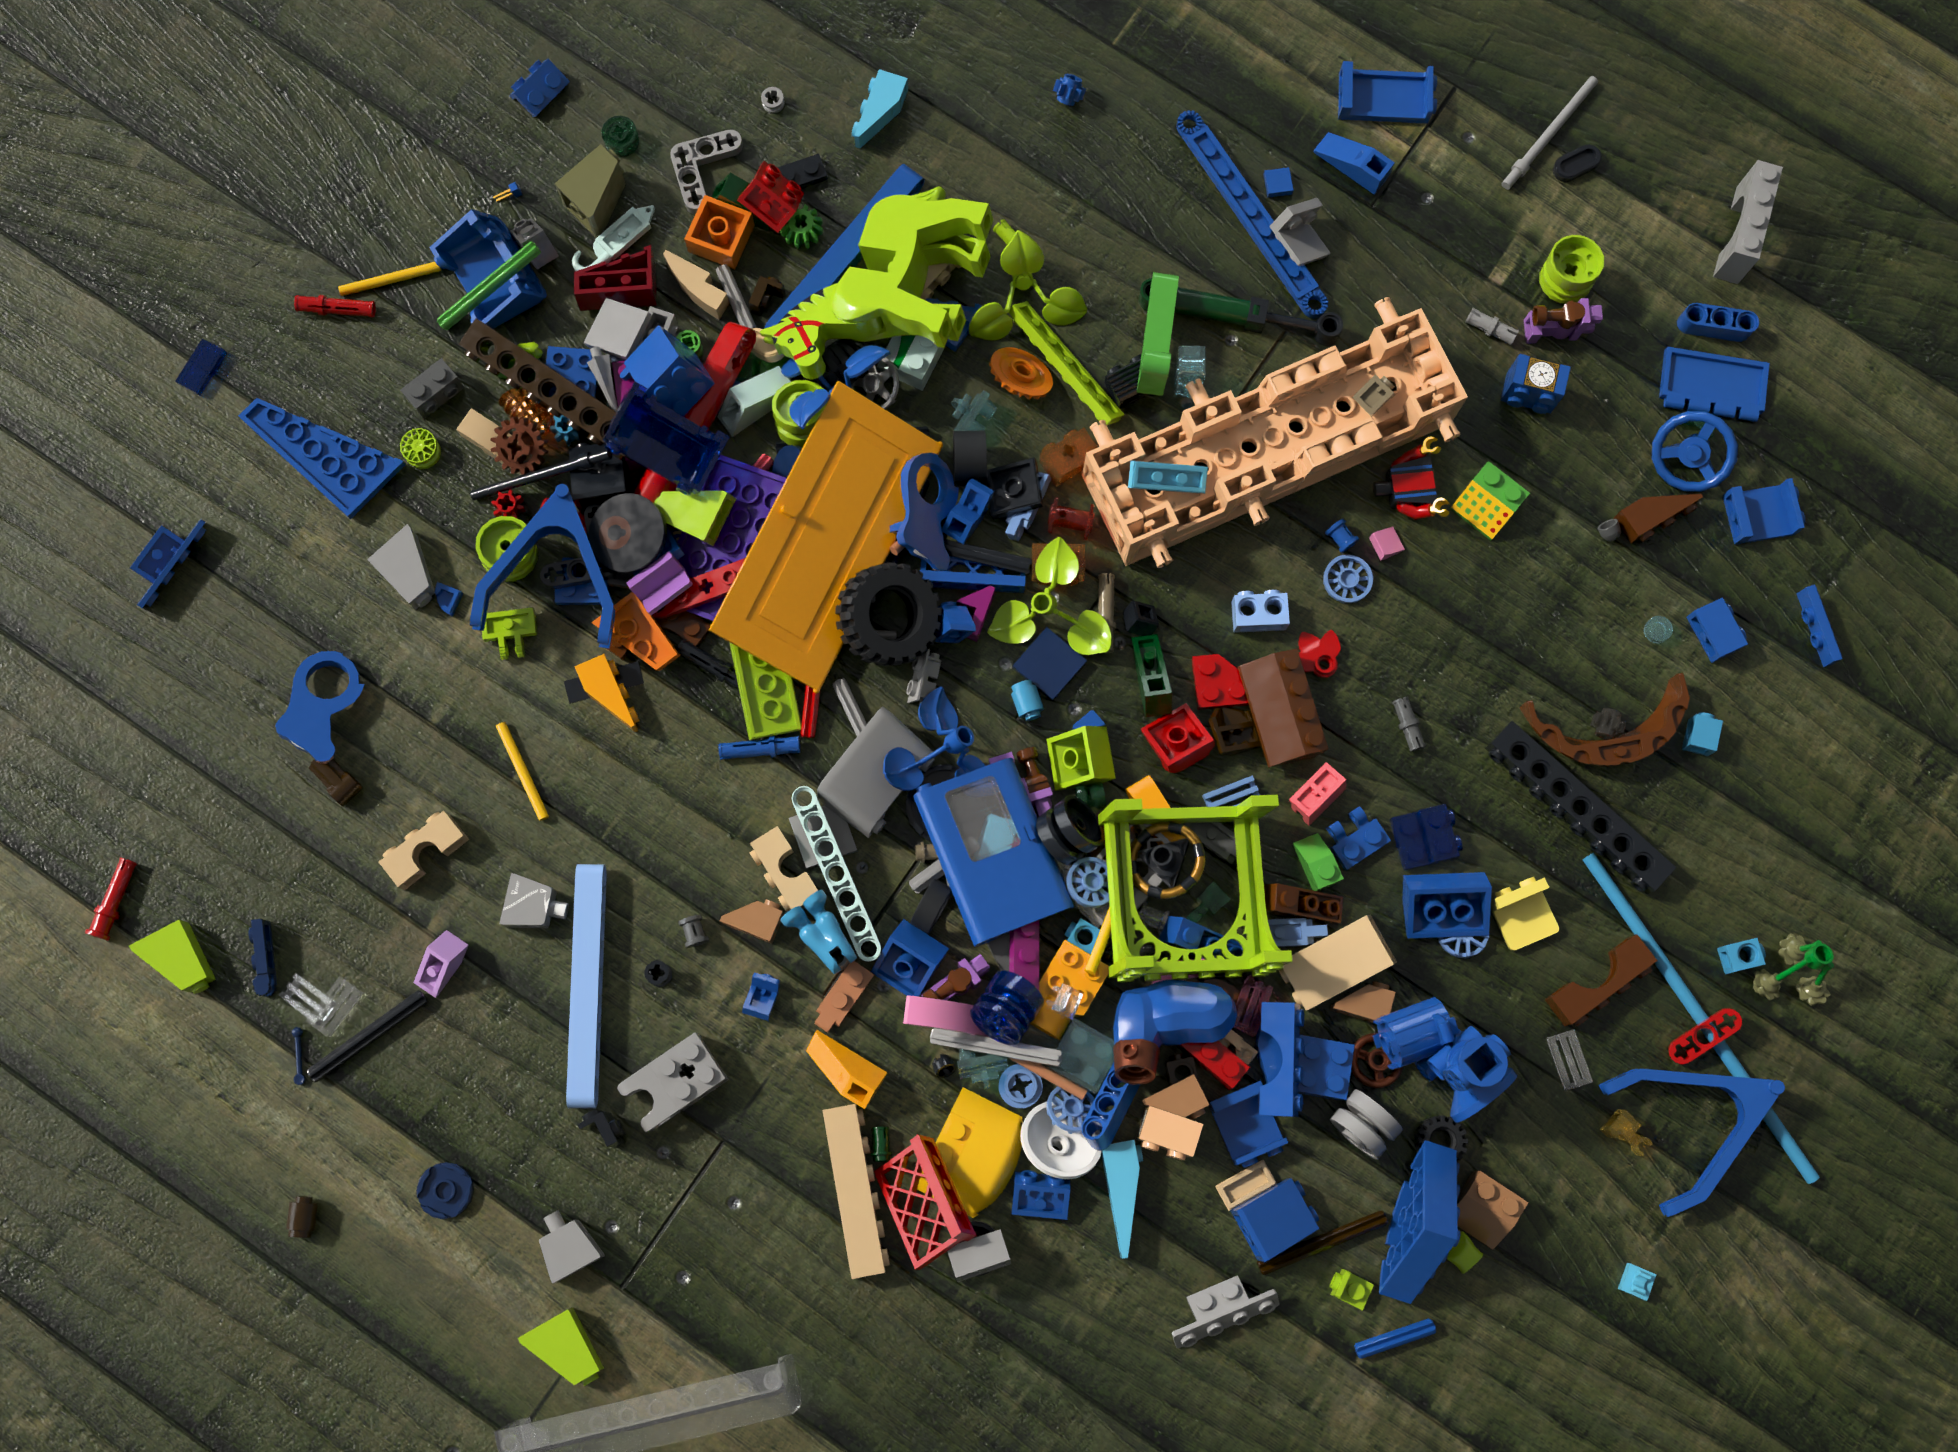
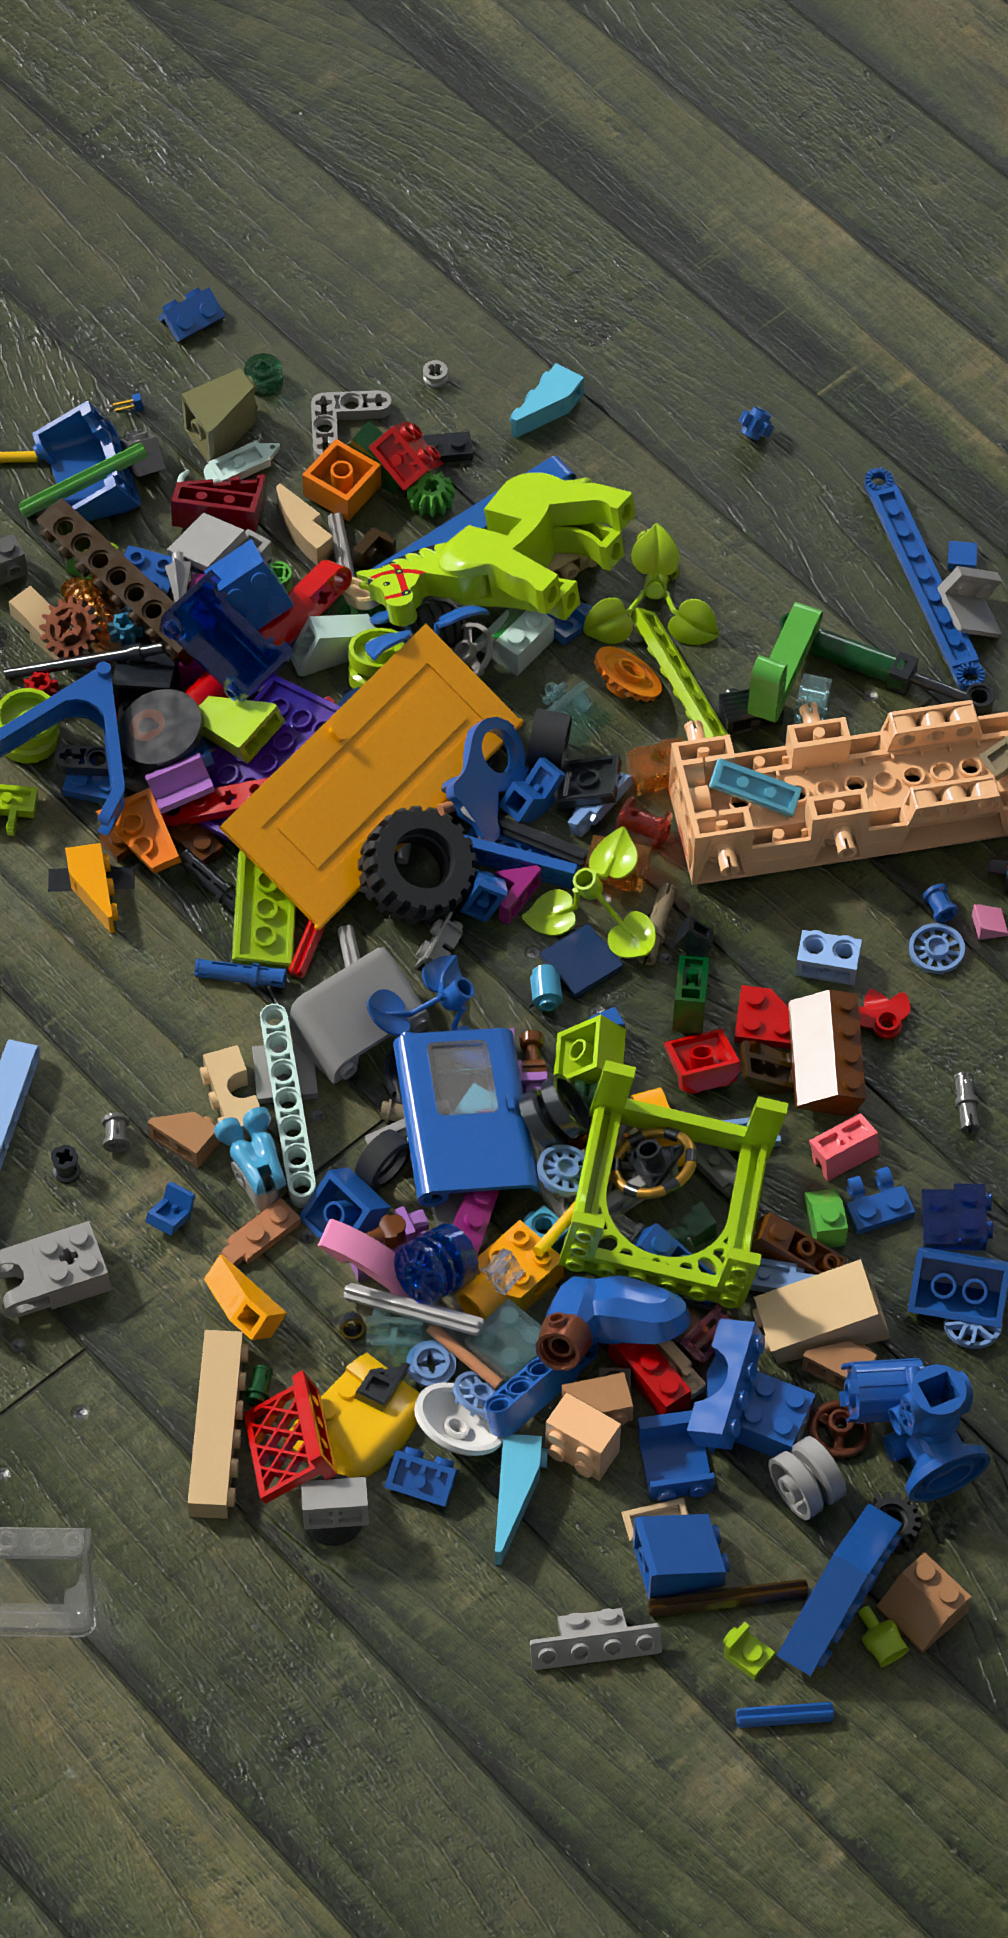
camera: 15 degrees right, 20 degrees down
(985, 1123) = (381, 1385): none -> black tile

